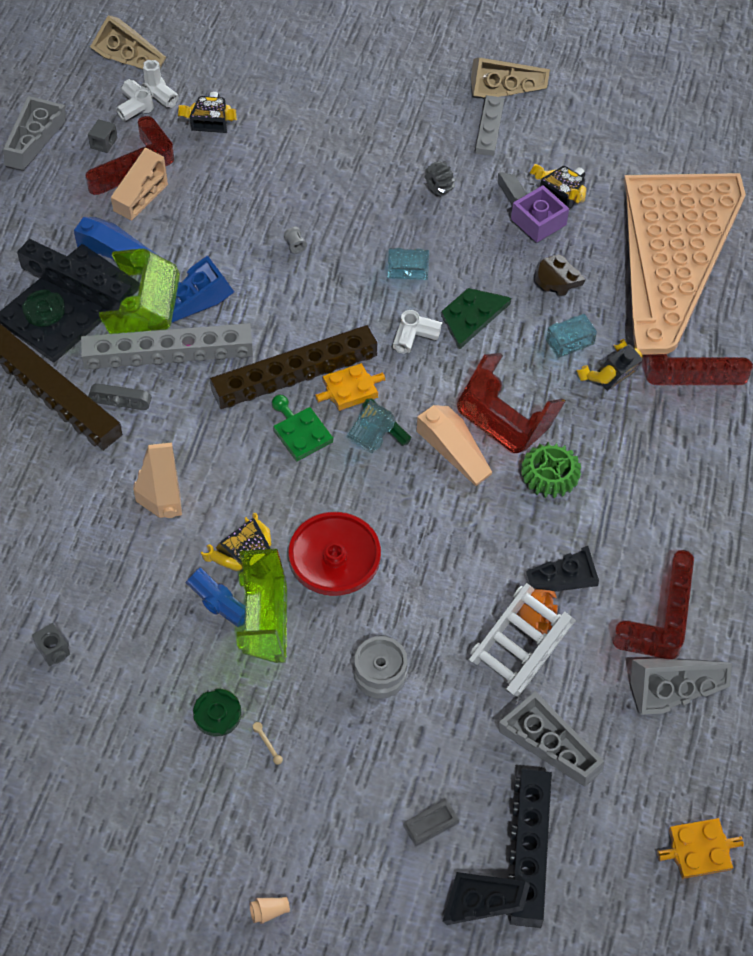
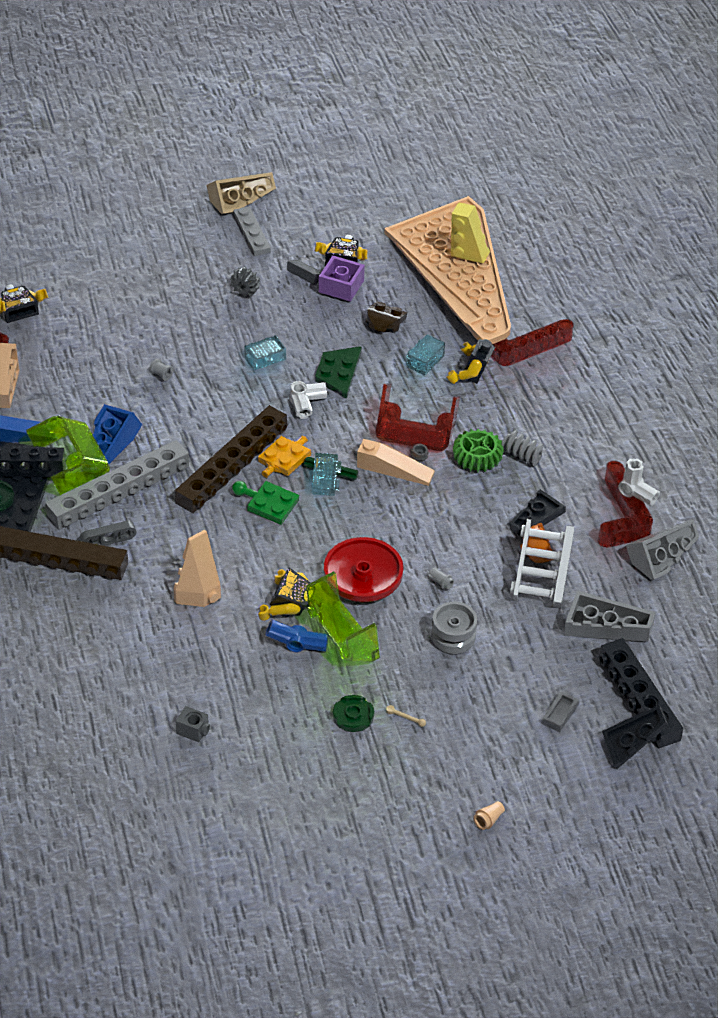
camera: 30 degrees left, 10 degrees down
(413, 606) = (444, 580): none -> light grey pin
(488, 440) = (419, 452): none -> dark grey plate
(600, 489) = (522, 448): none -> light grey piece
(686, 595) = (634, 484): none -> white piece
(694, 218) = (466, 234): none -> light yellow wedge

